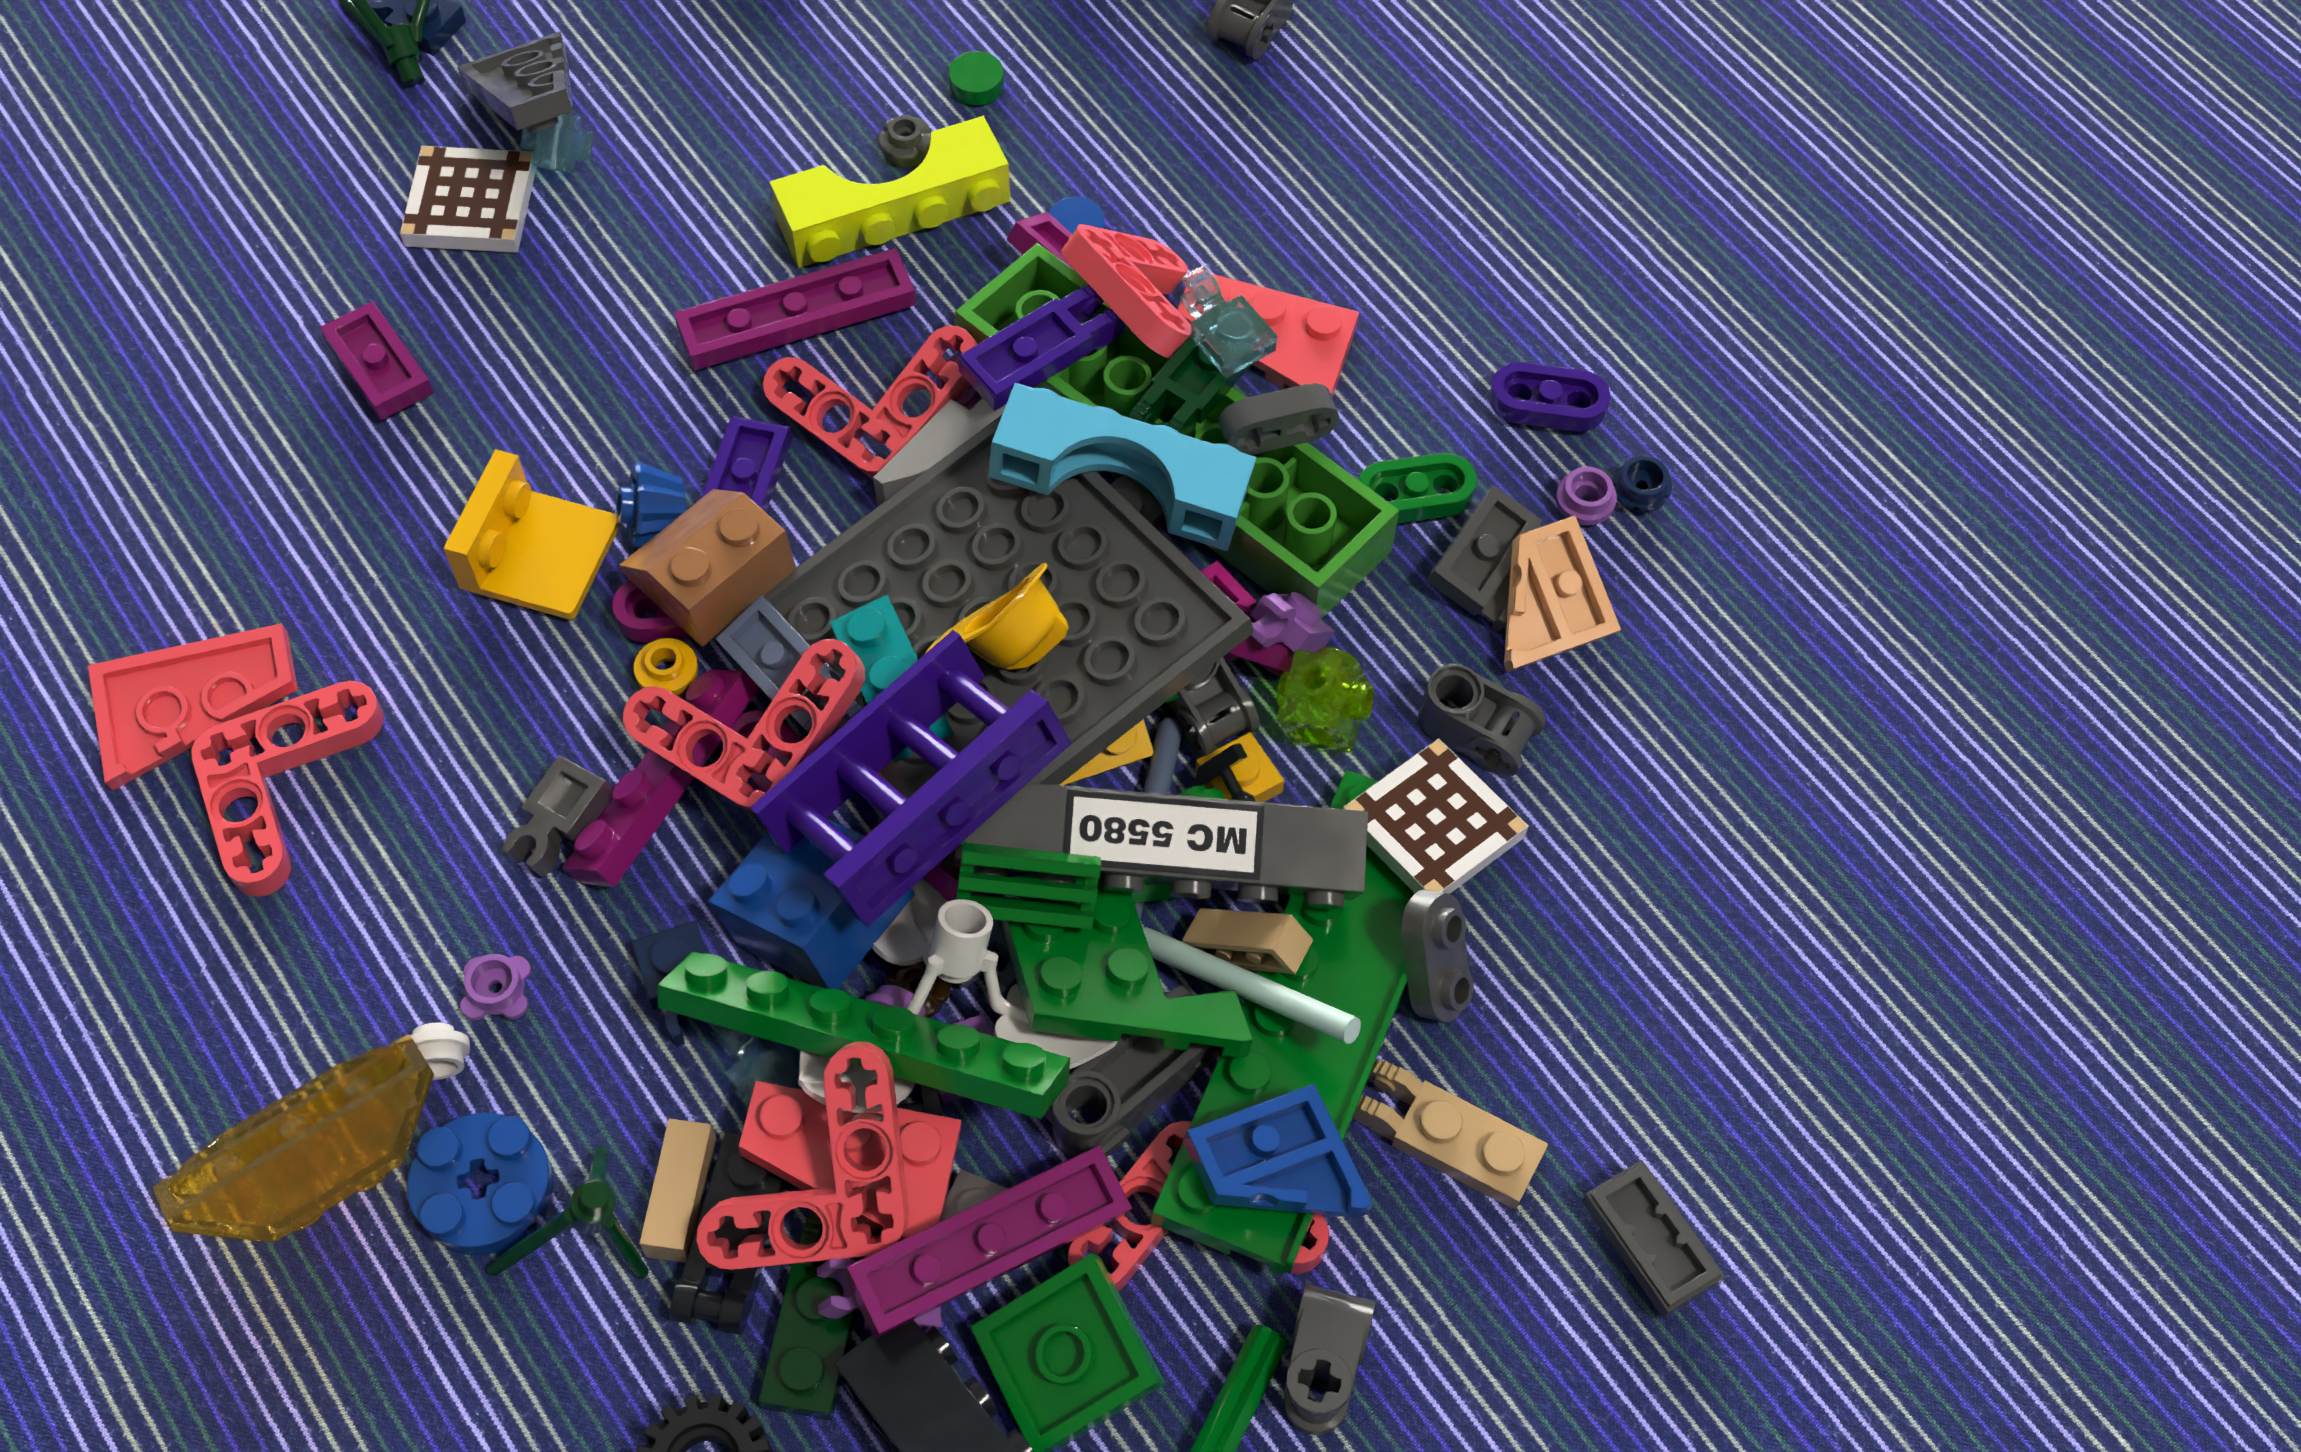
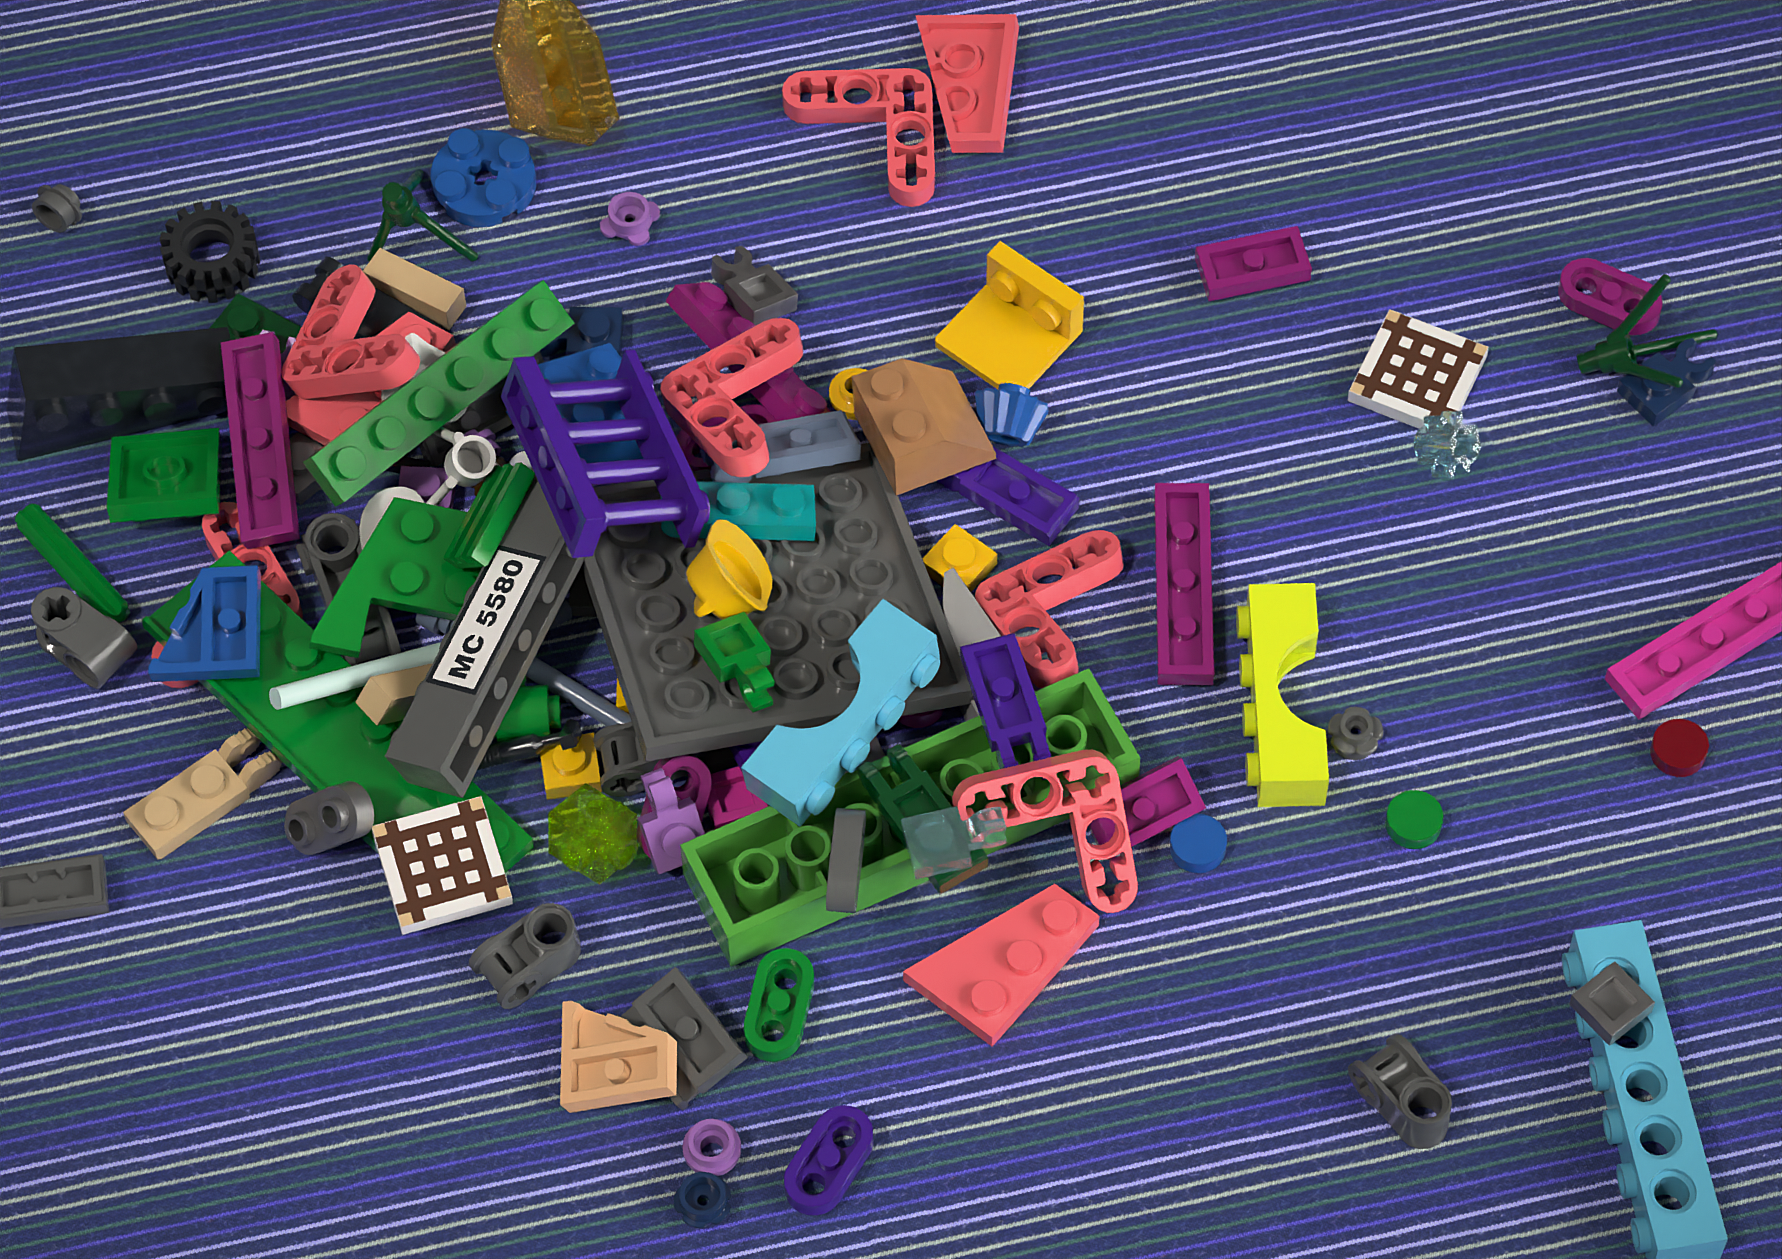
camera: 115 degrees right, 0 degrees up
(328, 70) = (1611, 294): none -> magenta plate
(442, 1048) = (590, 166): white plate -> none
(524, 83) = (1504, 417): dark grey wing -> none
(837, 506) = (964, 554): none -> yellow plate
(1099, 581) = (738, 651): none -> green plate

